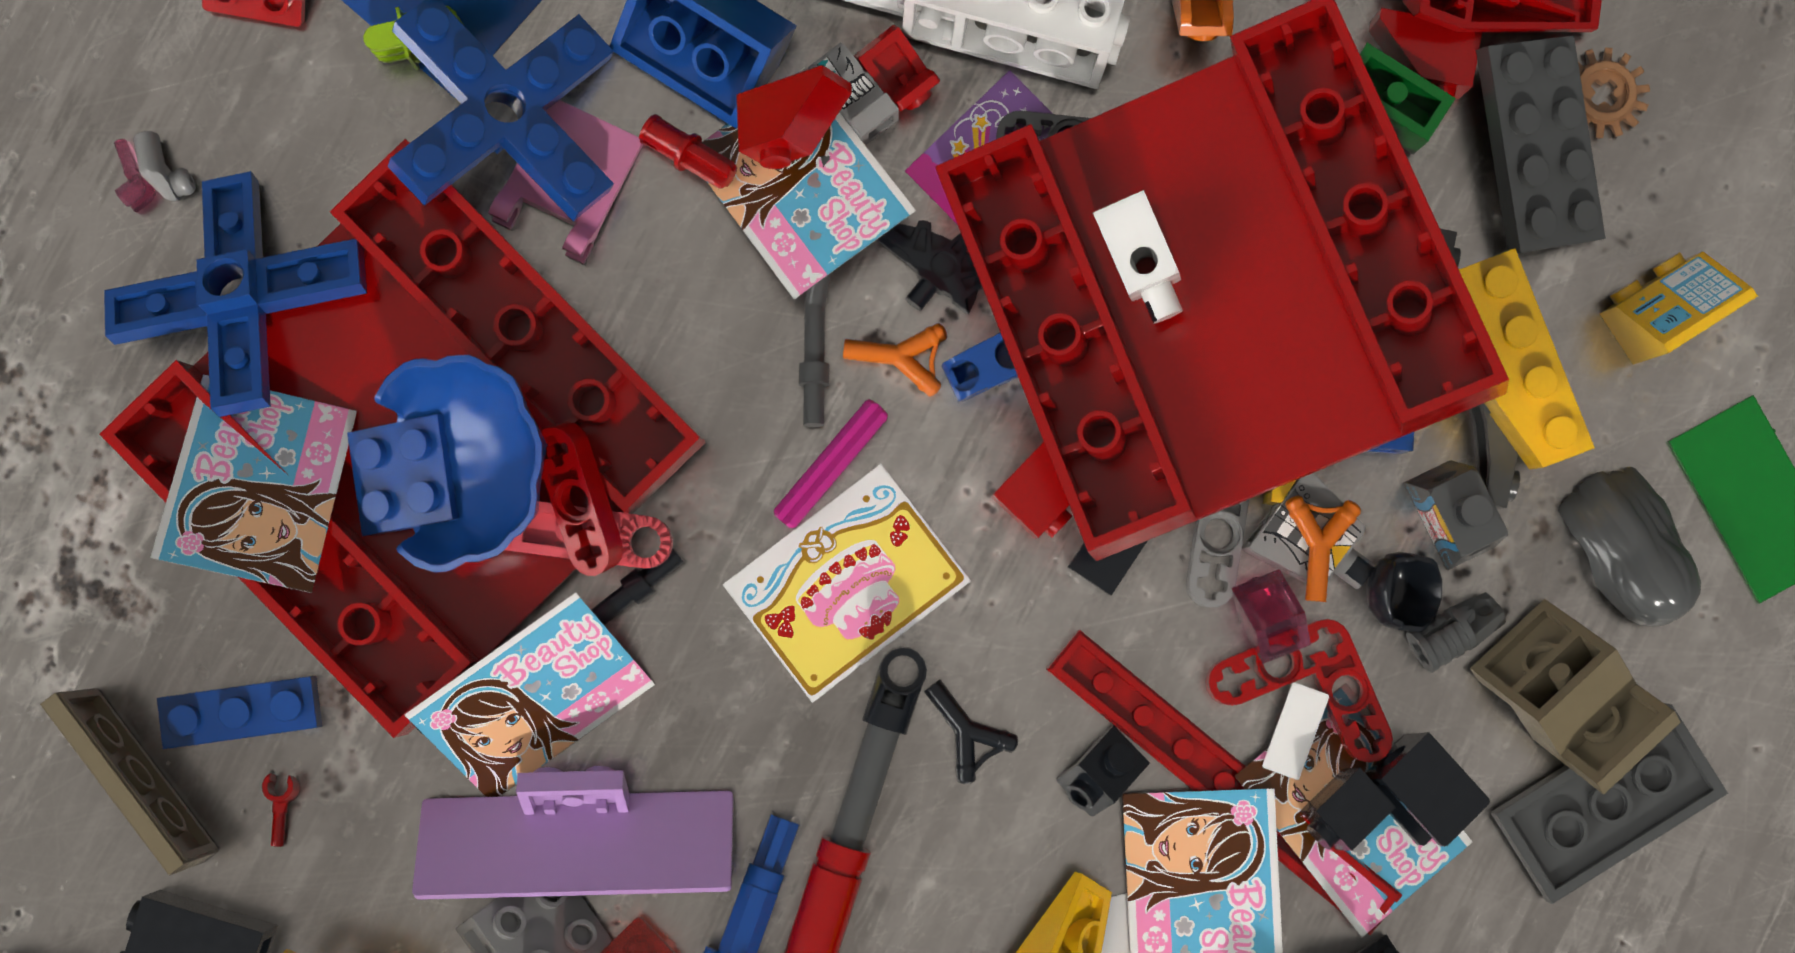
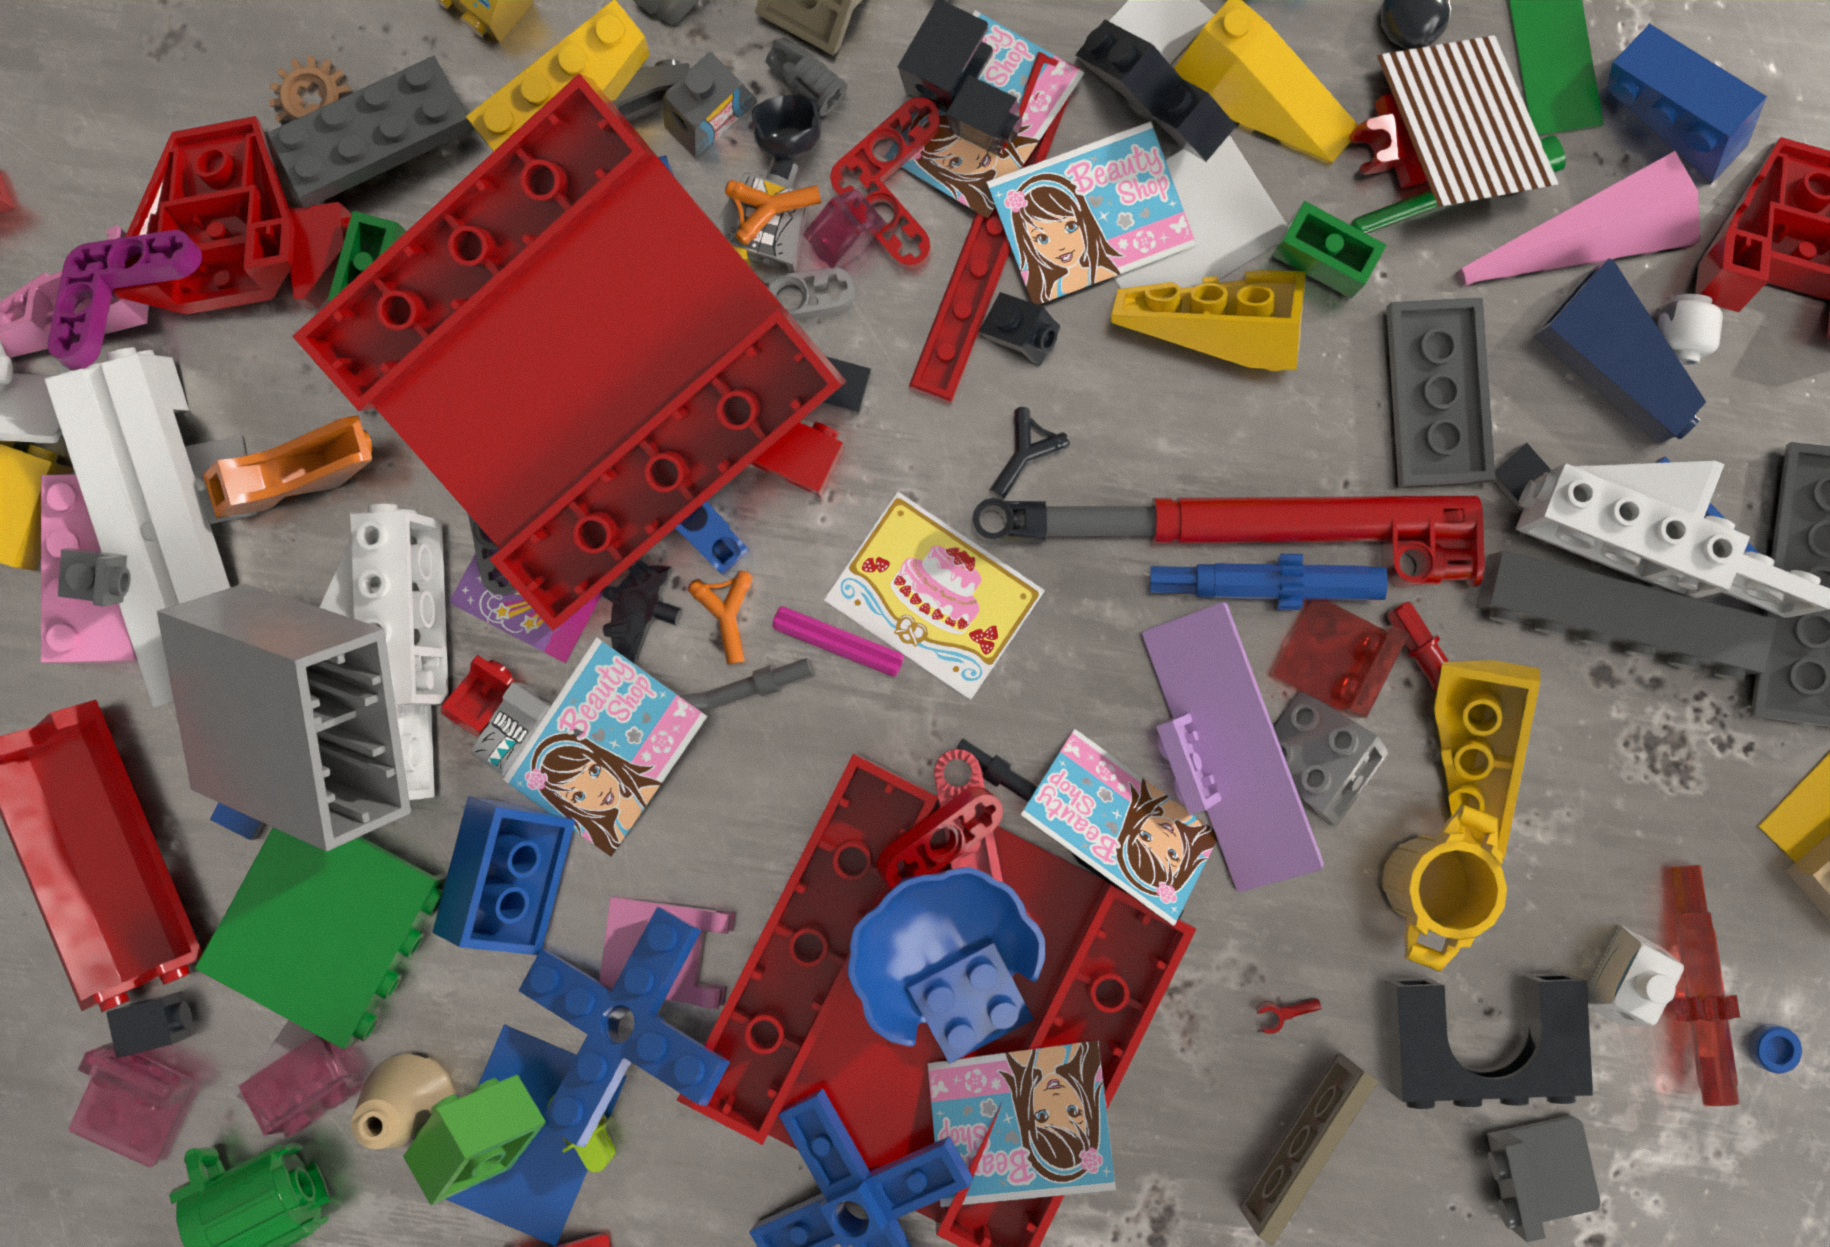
camera: 110 degrees left, 0 degrees up
(239, 712) = (1218, 1076): blue plate -> none
(687, 152) = (609, 853): red axle -> none
(789, 115) = (549, 773): red slope -> none
(1135, 234) = (553, 436): white torso -> none
(1295, 731) = (933, 179): white sticker -> none

